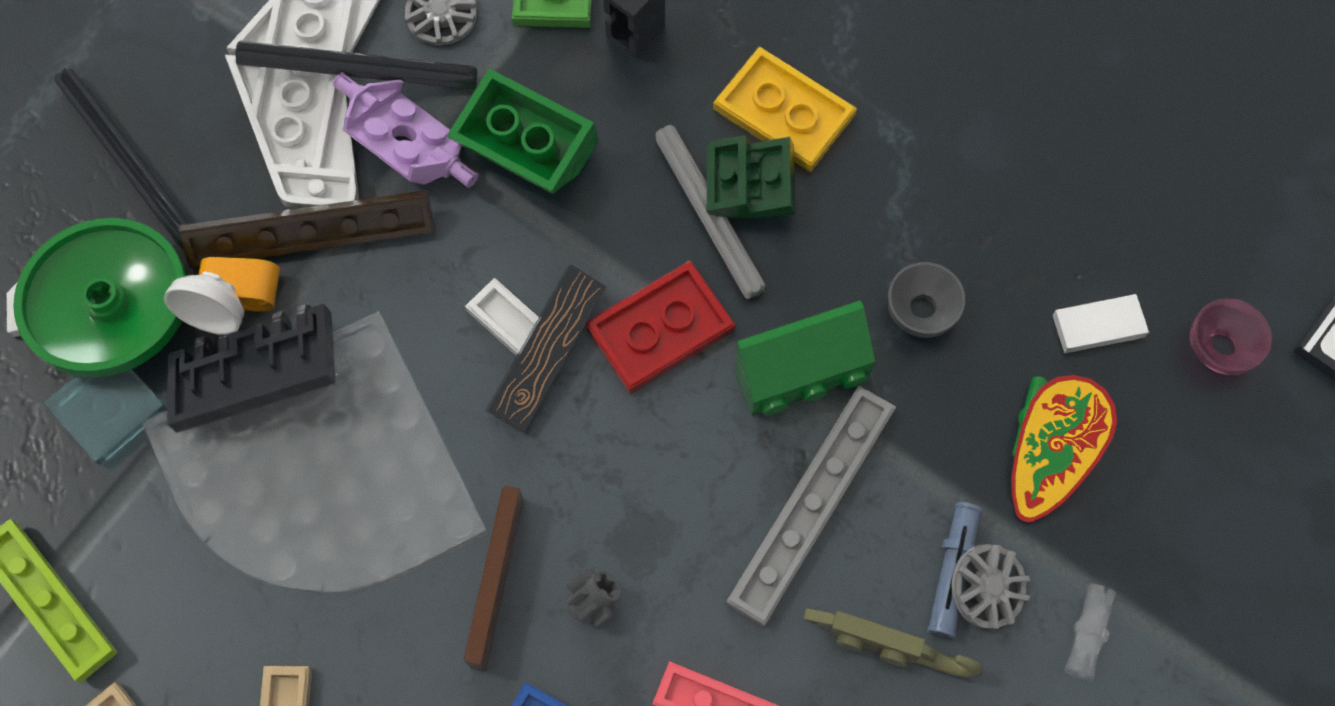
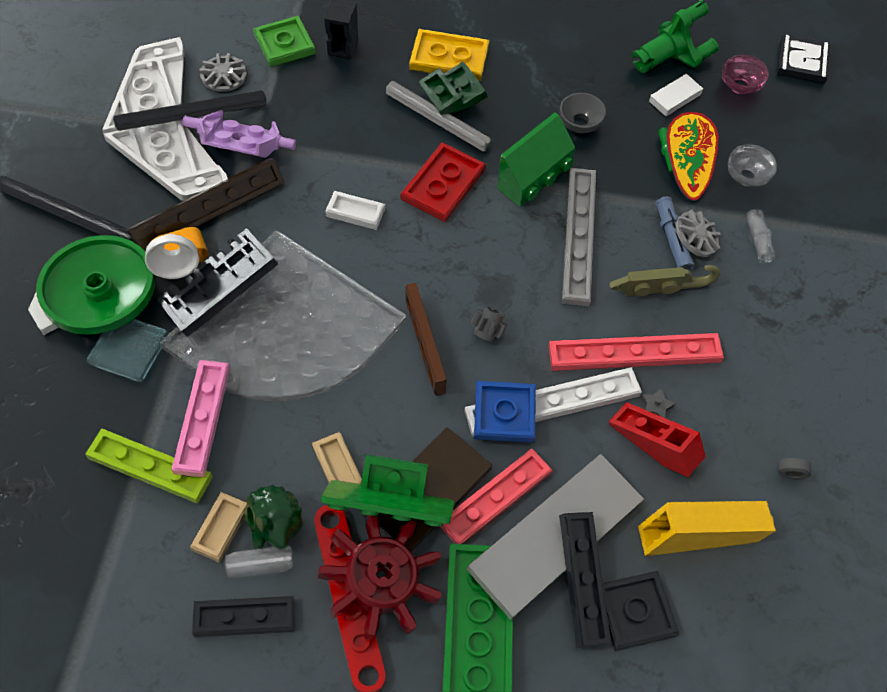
camera: 30 degrees left, 10 degrees down
(135, 566) = (201, 419): none -> bright pink tile
(525, 132) = (313, 105): green slope -> none
(546, 348) = (386, 213): black tile -> none
(1145, 234) = (676, 41): none -> green wheel
(1158, 493) = (755, 159): none -> clear piece

